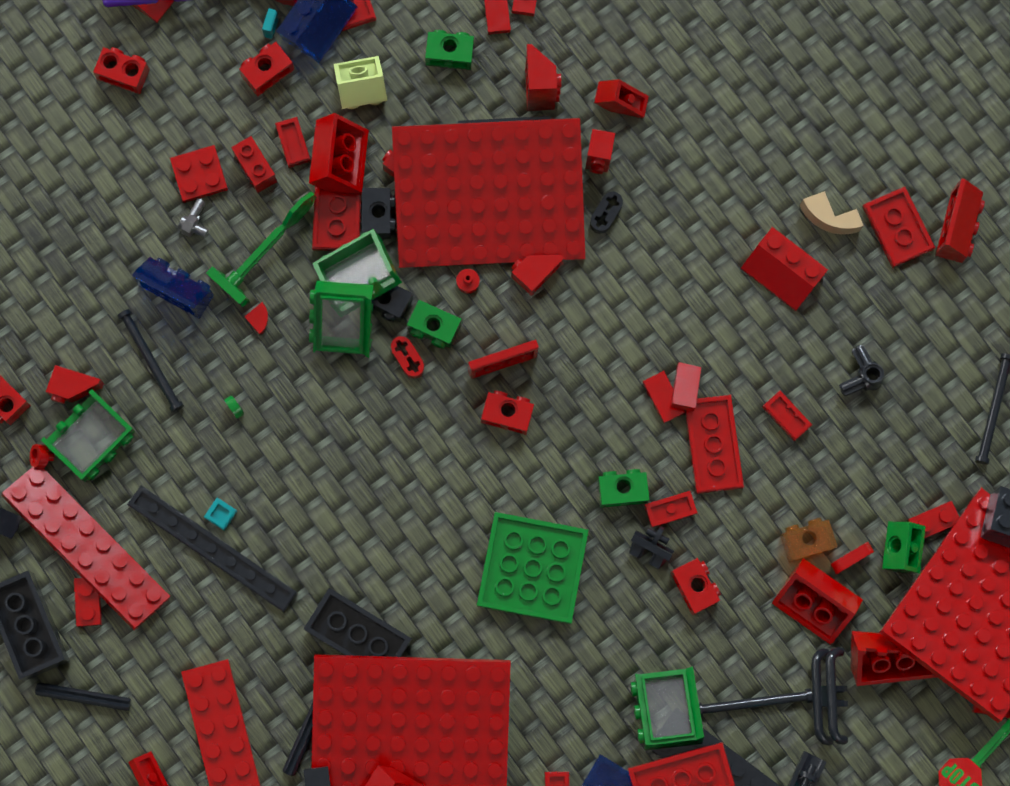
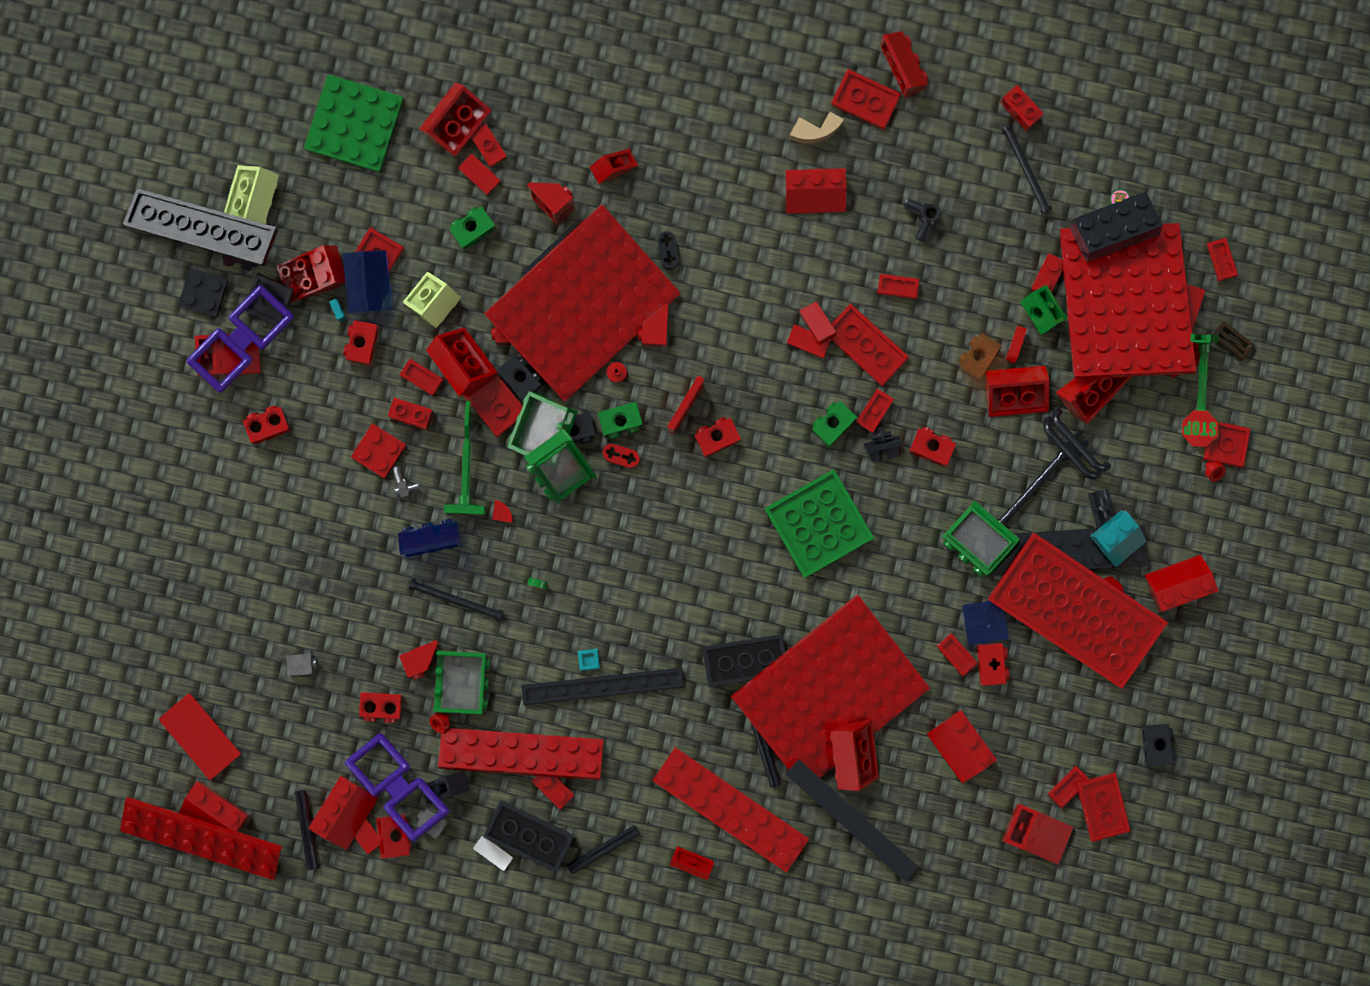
camera: 35 degrees left, 5 degrees up
(600, 151) = (631, 214): red brick -> none

